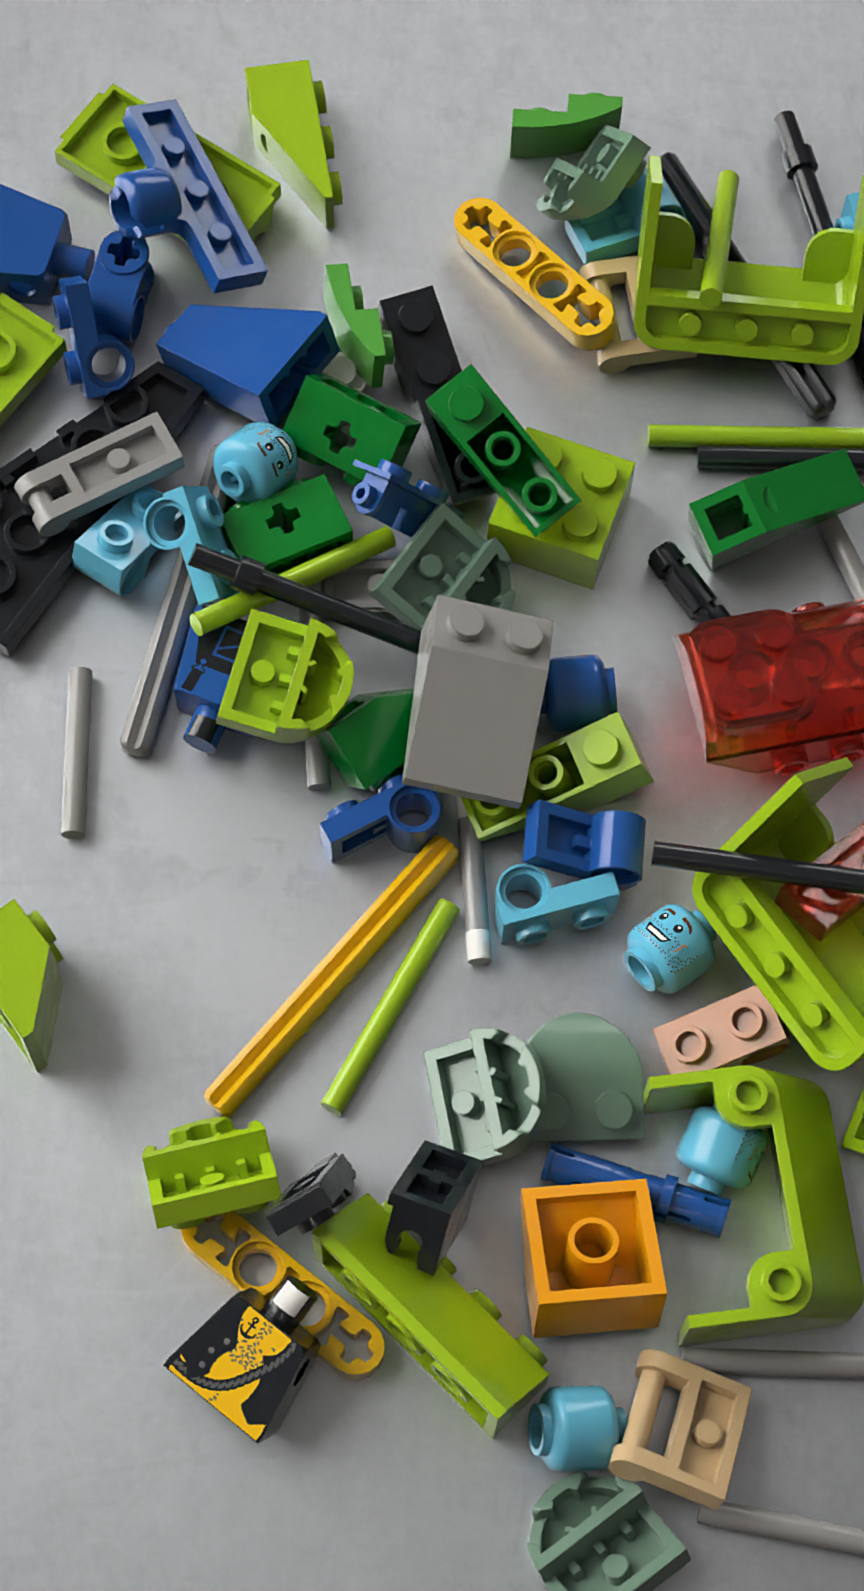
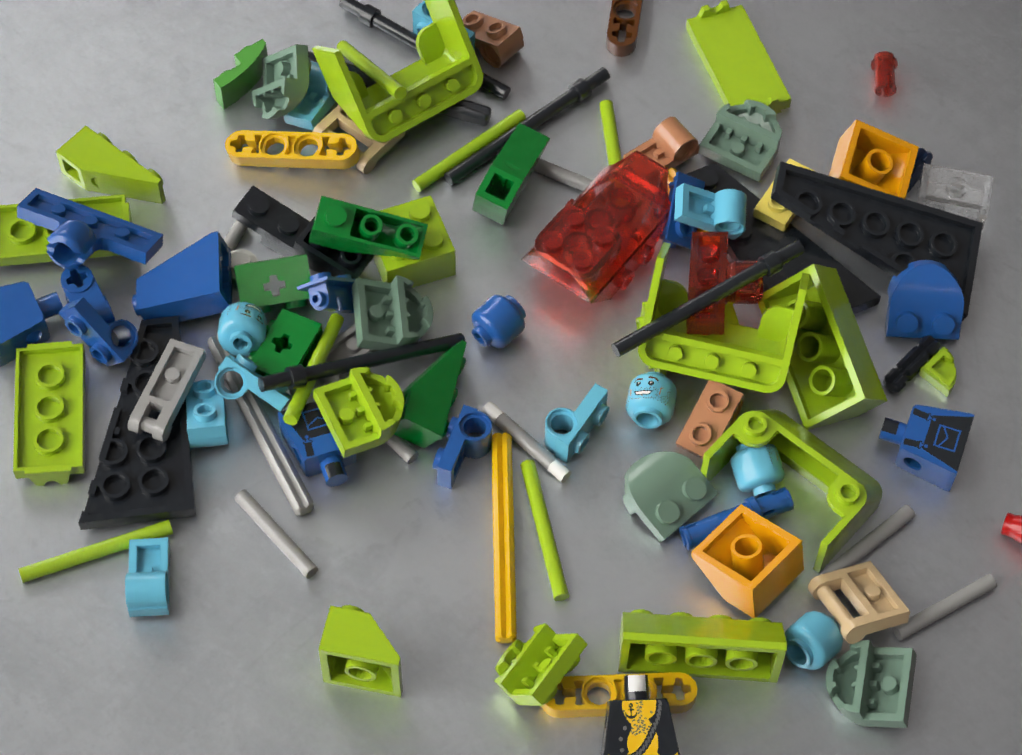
camera: 40 degrees left, 10 degrees down
(313, 1197) = (604, 626): black hinge -> none
(356, 328) = (237, 232): bright green slope -> none
(432, 1201) = (658, 585): black hinge -> none
(477, 701) = (462, 349): light grey slope -> none
(487, 1094) = (633, 527): slope -> none
(573, 772) = (527, 364): lime slope -> none
(585, 843) = (570, 381): blue plate -> none
(685, 584) = (501, 239): black axle -> none

